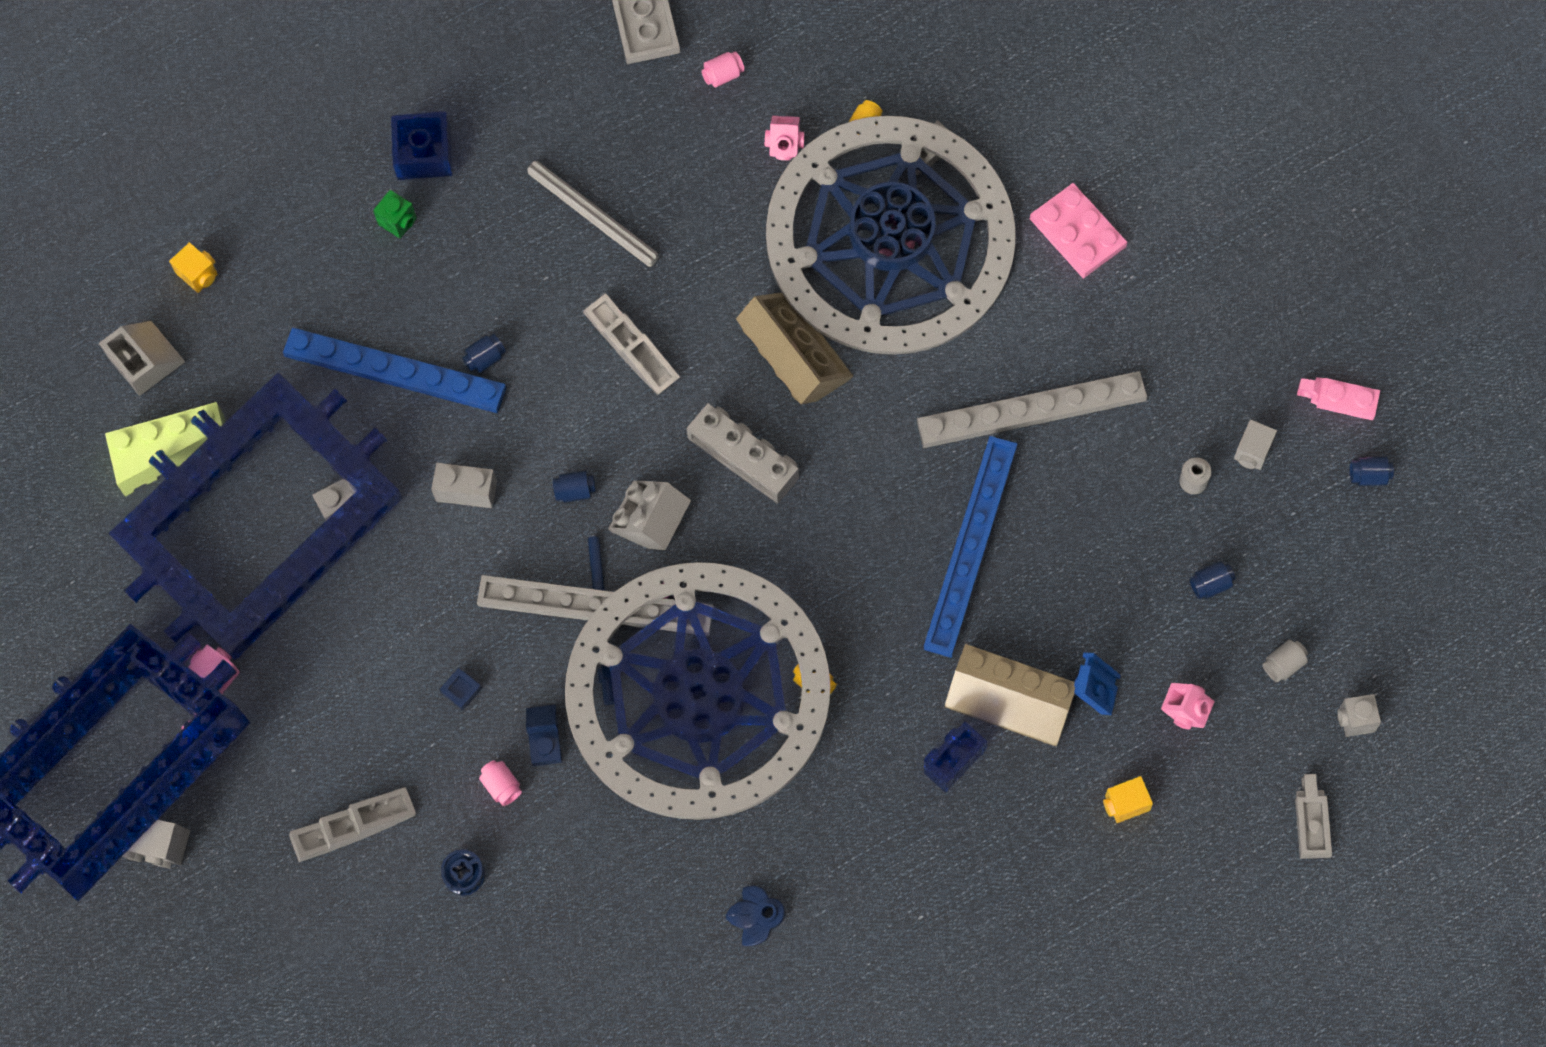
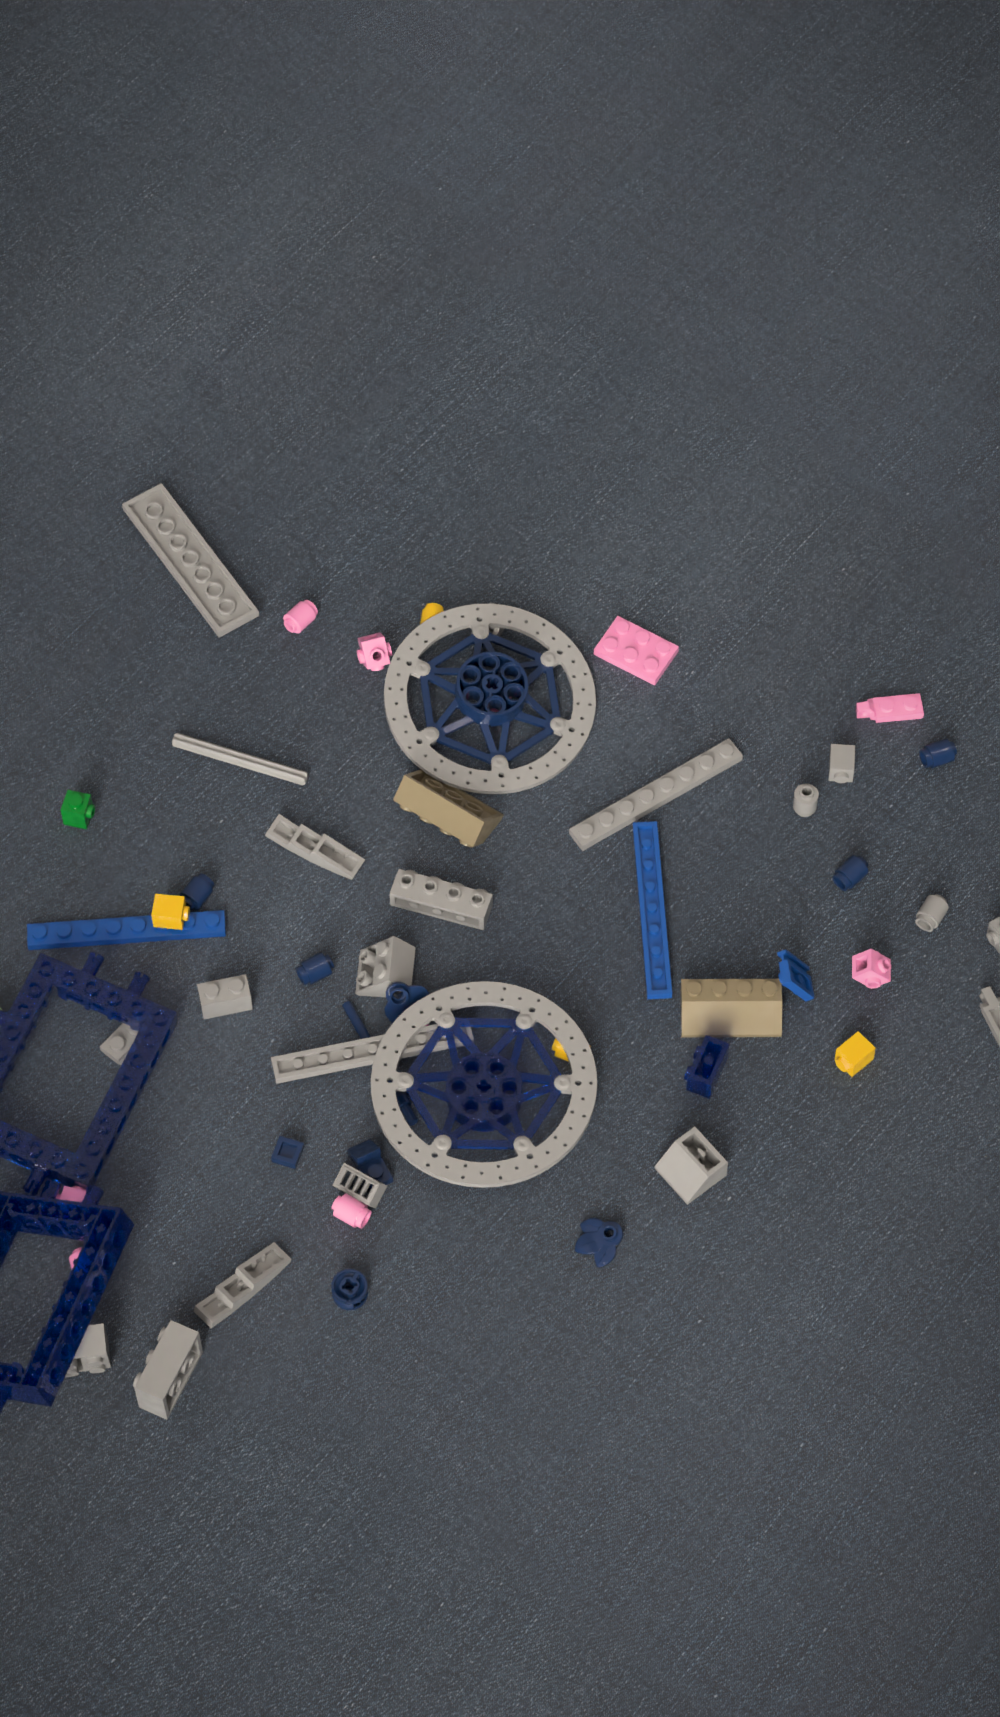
camera: 25 degrees left, 10 degrees down
(230, 895) = (168, 1369): none -> light grey brick
(421, 145) = (78, 749): clear blue brick -> none
(441, 368) = (169, 911): none -> yellow brick
(537, 764) = (375, 1193): none -> light grey slope
(651, 556) = (400, 1002): none -> dark blue plate
(890, 867) = (692, 1165): none -> light grey slope

